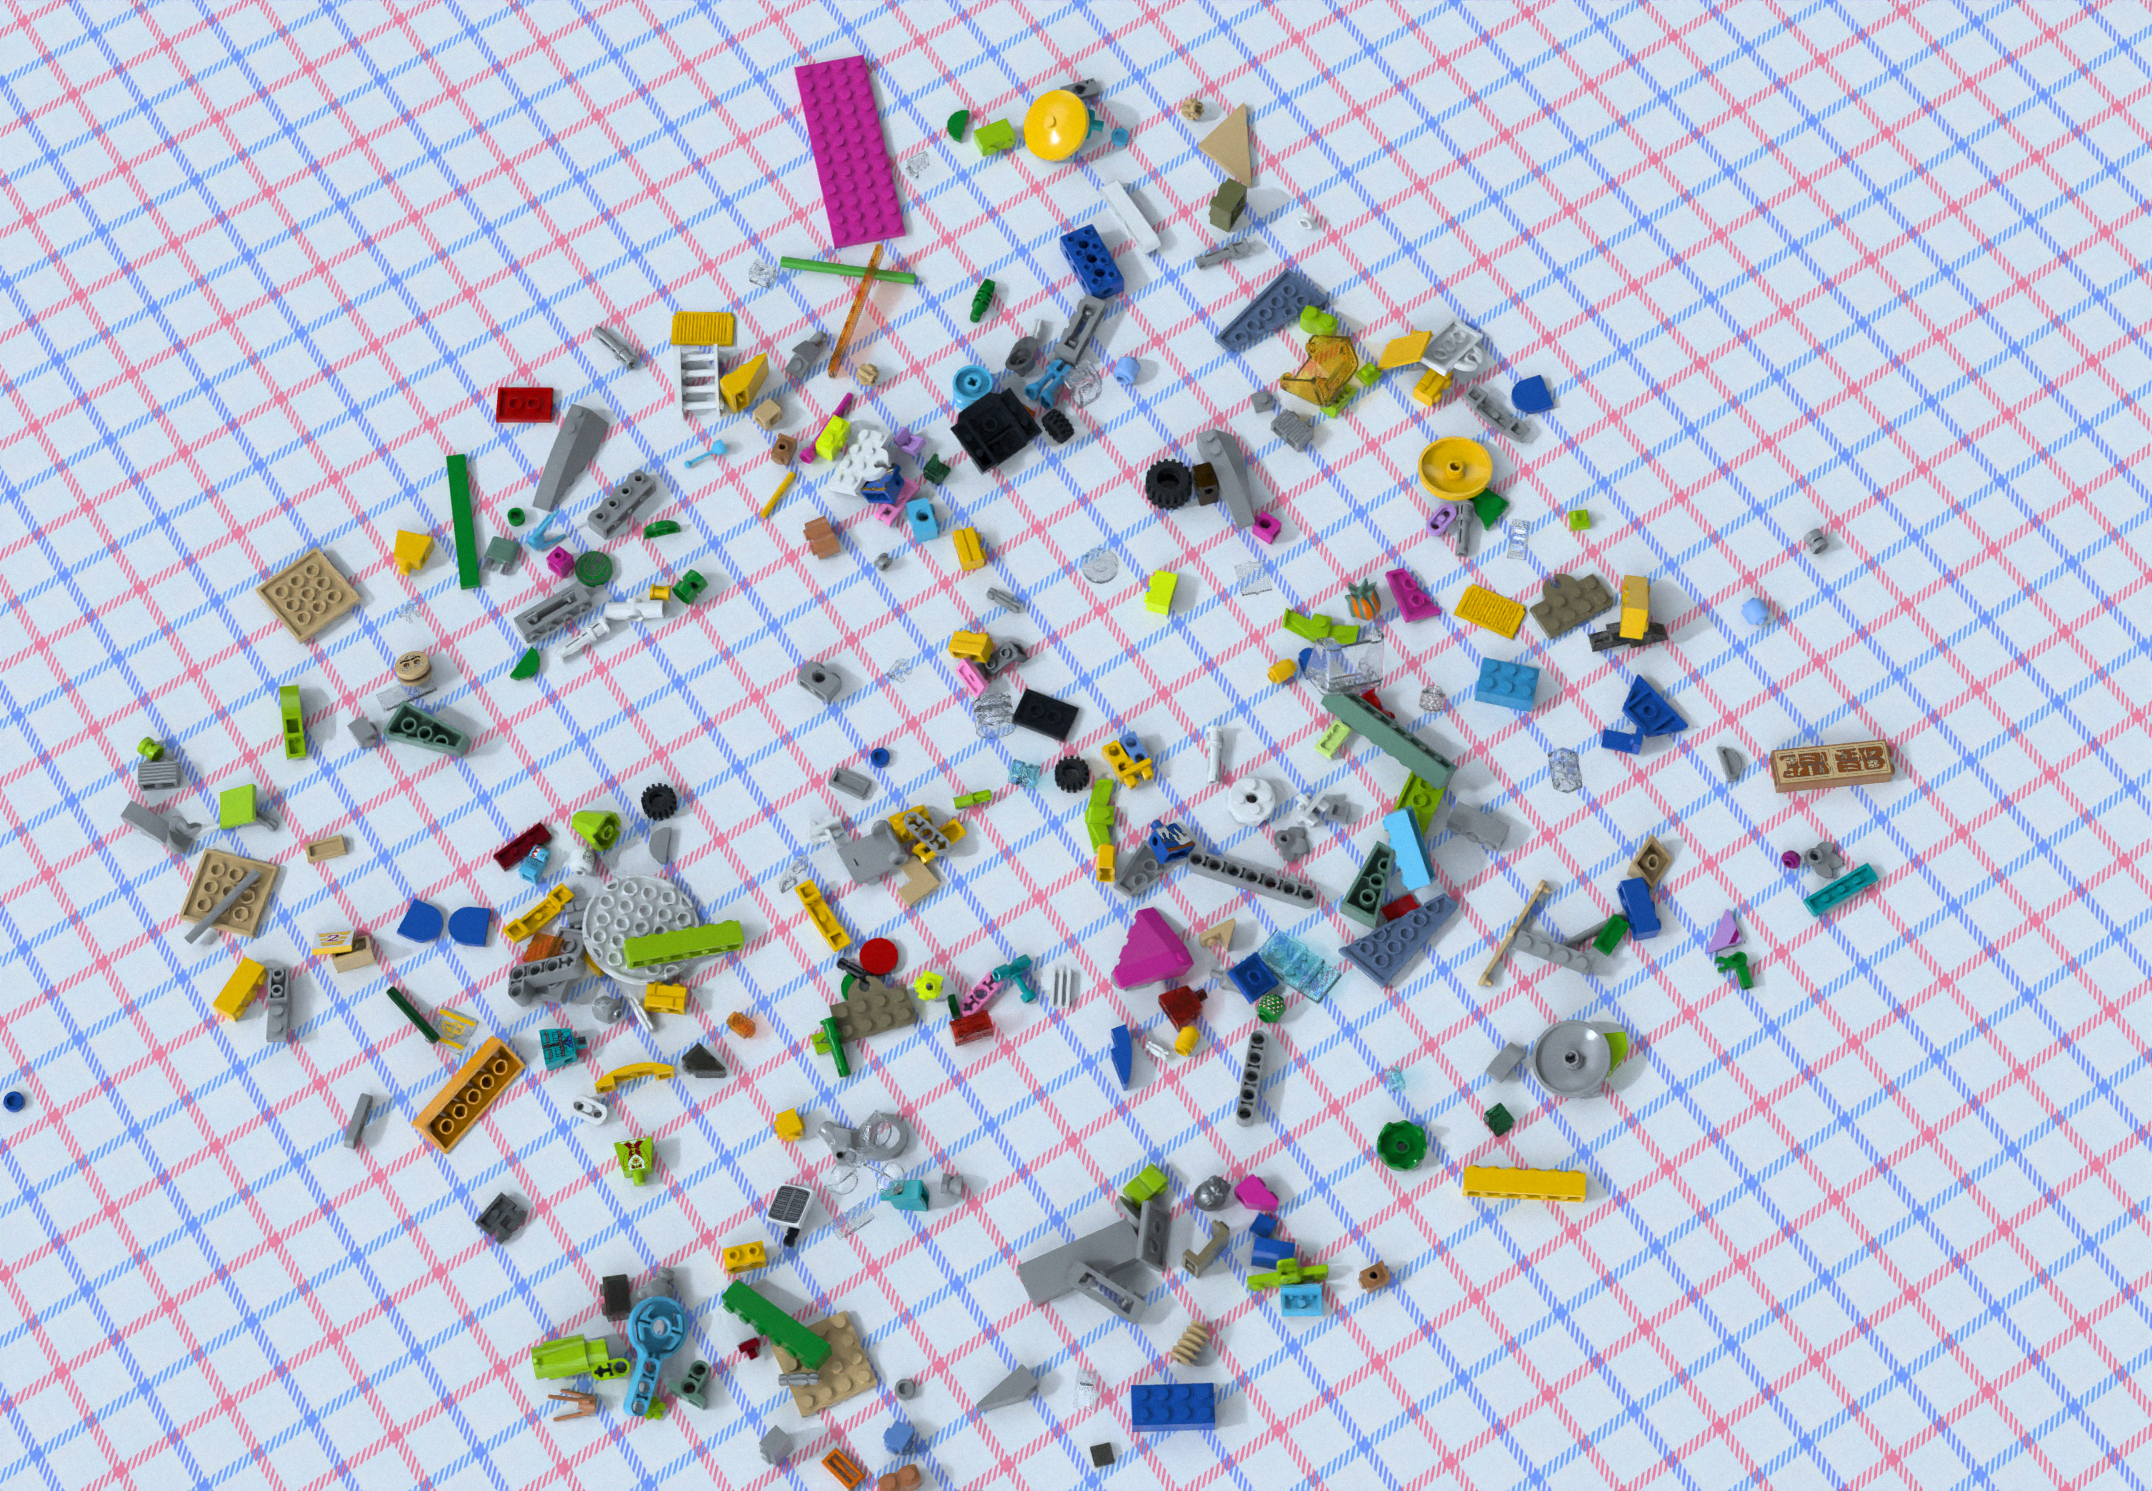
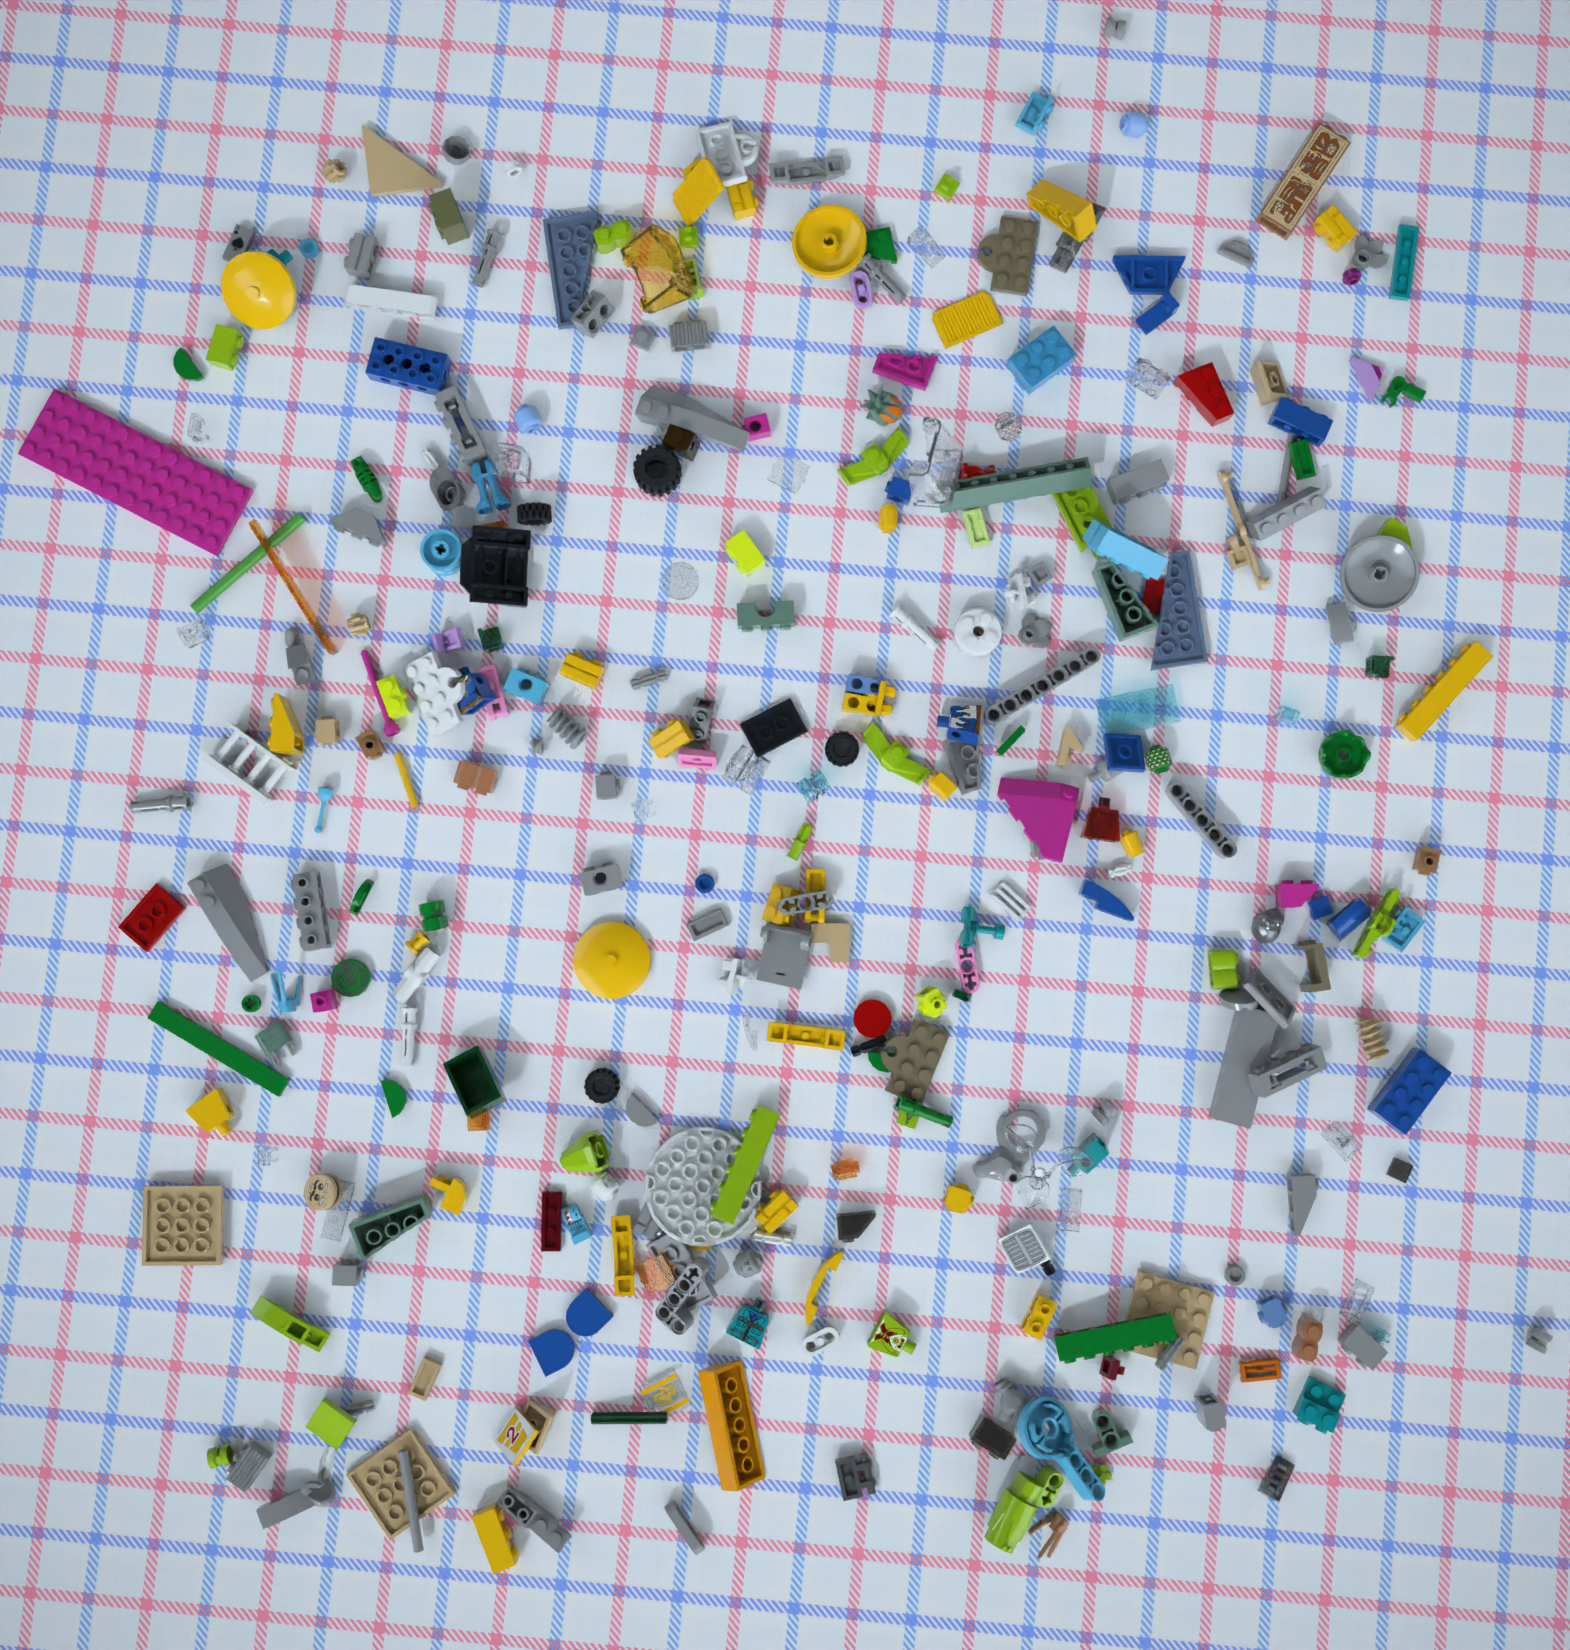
camera: 50 degrees left, 20 degrees up
(487, 762) = (455, 1191): none -> yellow brick
(553, 612) = (374, 1033): light grey brick -> none
(557, 735) = (479, 1123): none -> clear orange slope
(586, 706) = (474, 1082): none -> dark green piece
(702, 328) = (202, 720): yellow window -> none
(763, 737) = (611, 960): none -> yellow dish
(894, 631) = (607, 786): none -> light grey brick
(915, 571) = (567, 728): none -> light grey piece
(943, 321) = (360, 525): none -> light grey slope
(971, 1028) = (993, 998): clear red brick -> none
(1135, 654) = (781, 618): none -> sand green arch
(1146, 173) = (361, 255): none -> light grey brick
(1186, 889) = (1010, 741): none -> green tile
(1246, 347) = (592, 314): none -> light grey brick
(1283, 174) = (456, 150): none -> light grey hair
(1489, 945) = (1237, 555): none -> tan plate
(1531, 395) = (812, 130): blue tile -> none
(1595, 820) = (1206, 393): none -> red wedge
(1695, 536) = (1034, 112): none -> medium azure bracket
(1817, 817) = (1334, 228): none -> yellow brick

